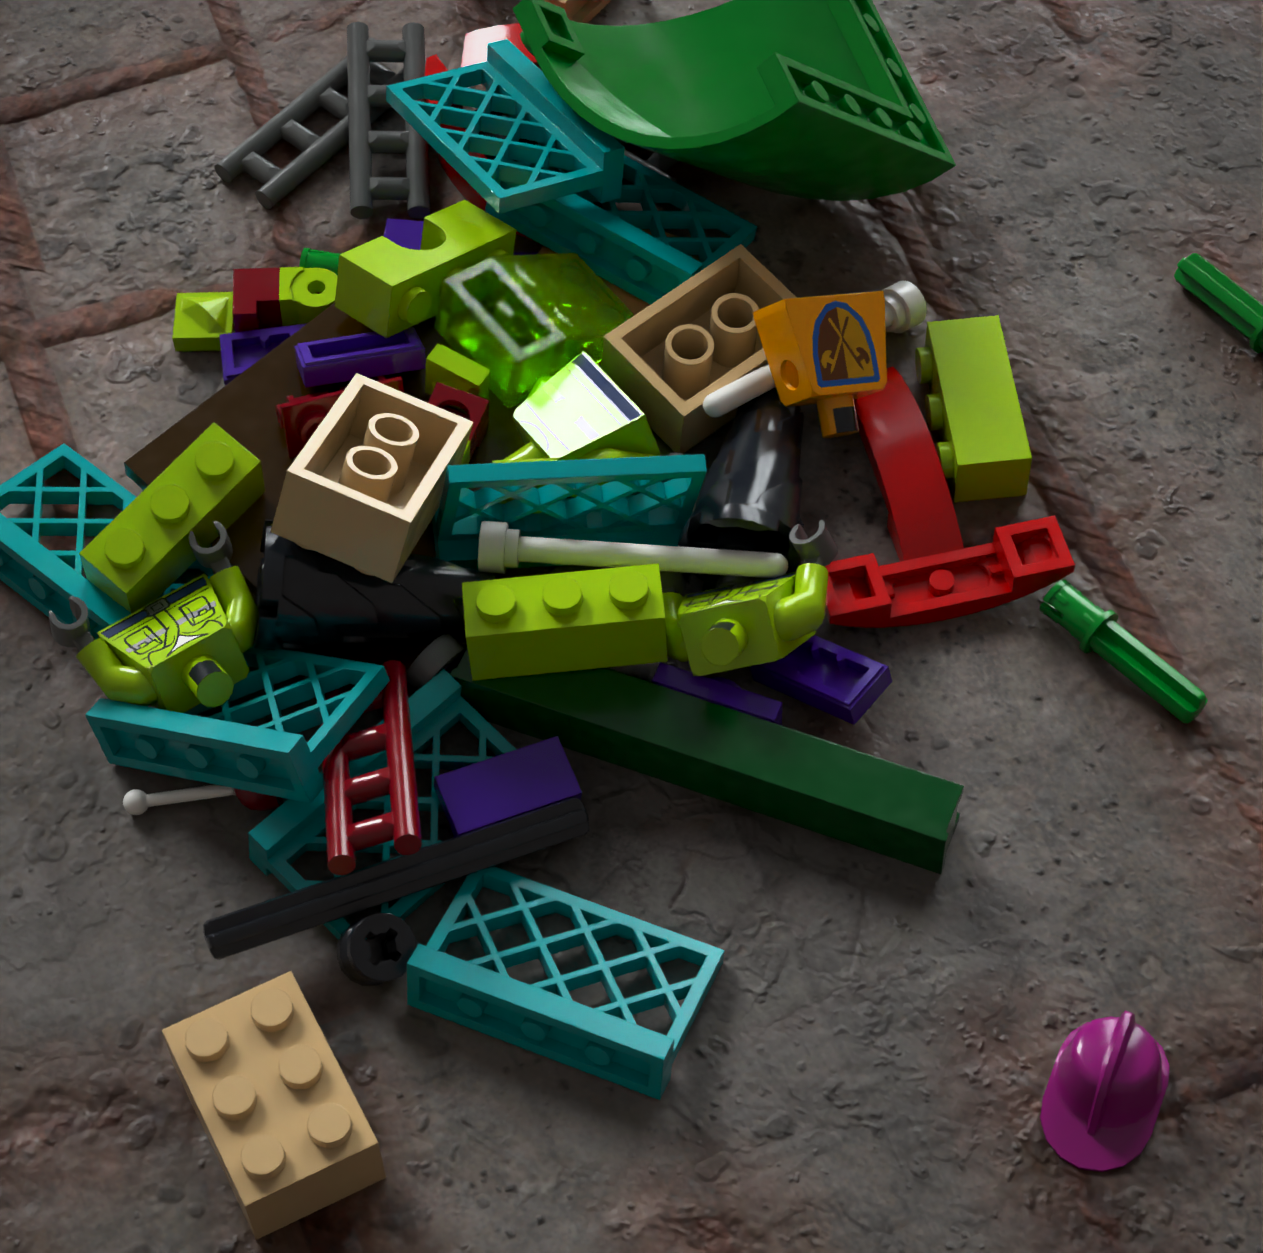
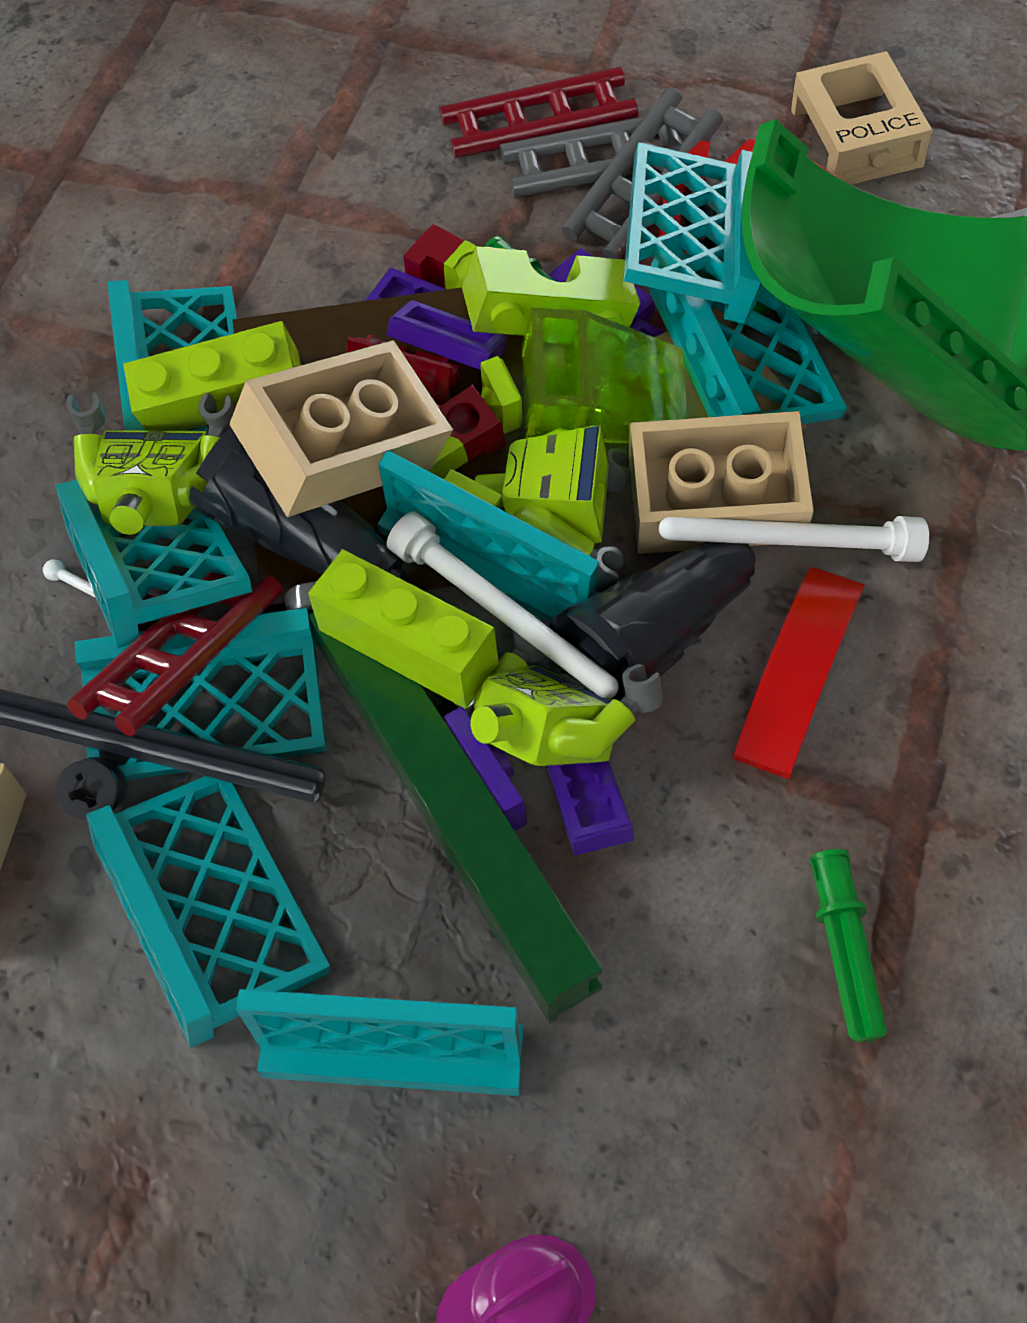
camera: 40 degrees right, 5 degrees up
(201, 320) = (388, 249): lime tile -> none
(218, 141) = (553, 92): none -> dark red bar
(506, 786) = (283, 728): dark purple tile -> none
(826, 353) = (791, 540): light orange torso -> none
(838, 958) = (385, 1041): none -> teal fence
(948, 583) = (749, 787): red slope -> none
(974, 408) = (893, 658): lime brick -> none

